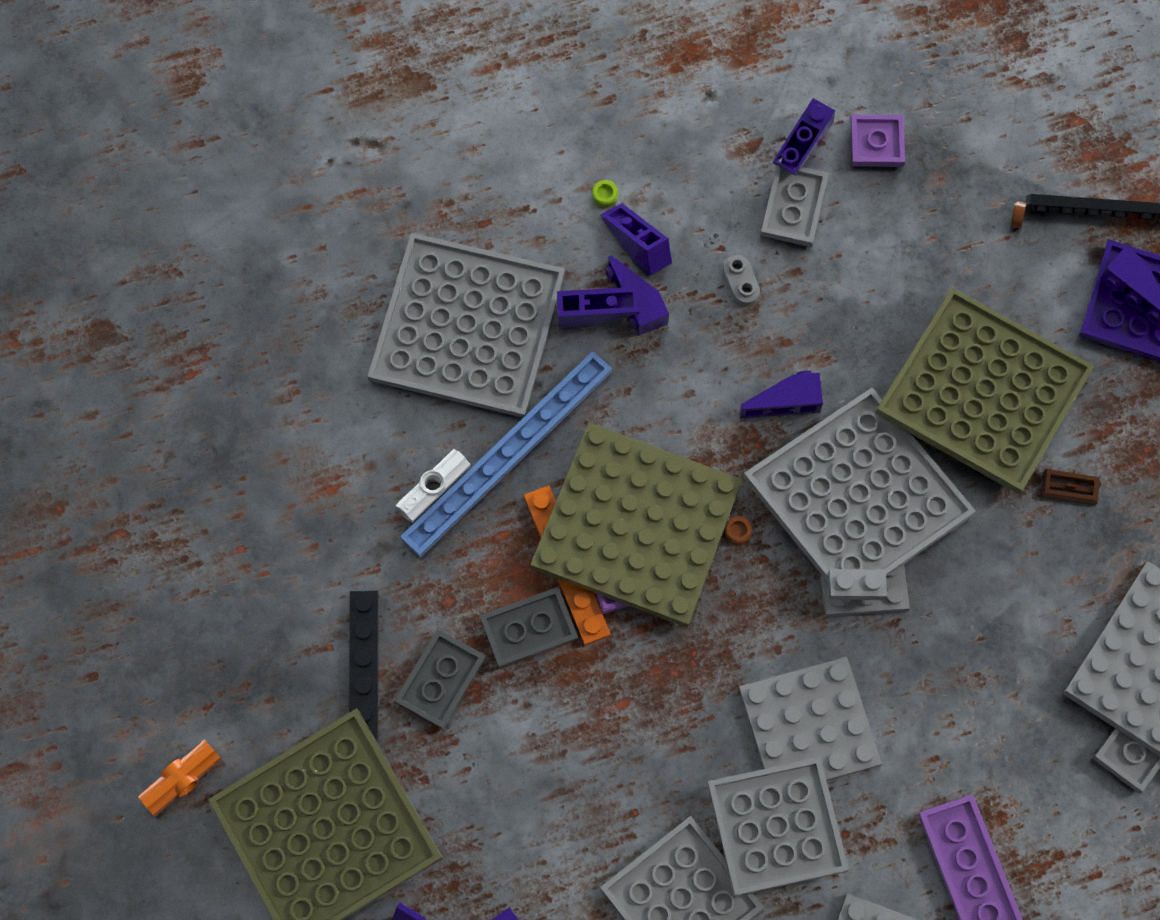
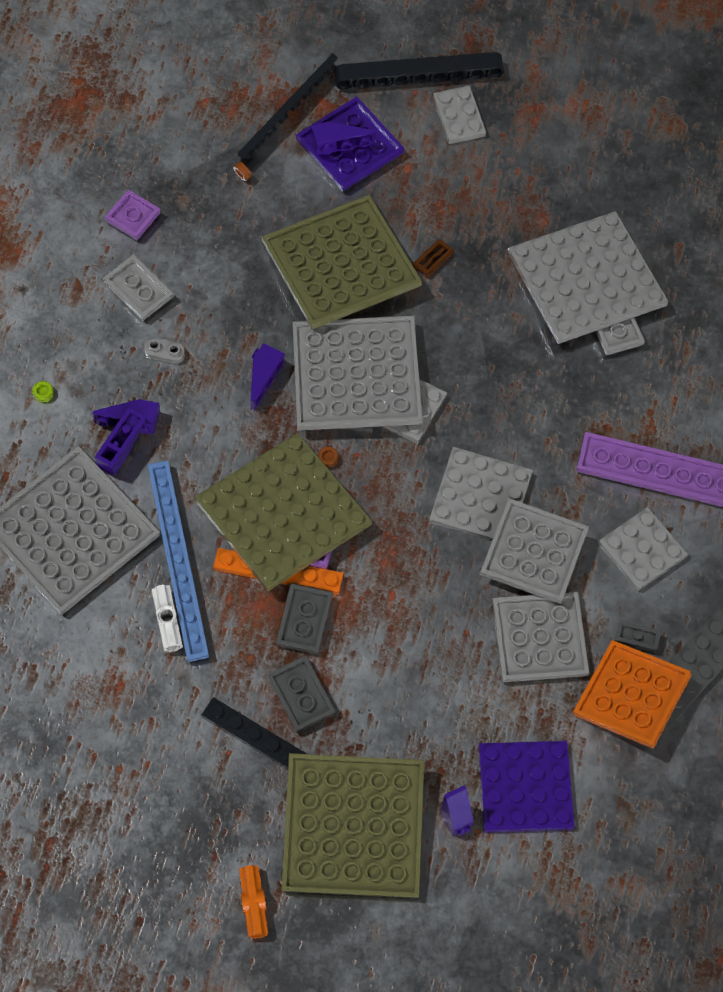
camera: 60 degrees left, 5 degrees down
(640, 239) = (92, 389): dark purple slope -> none
(805, 136) = (99, 250): dark purple slope -> none
(857, 584) = (416, 407): light grey plate -> none

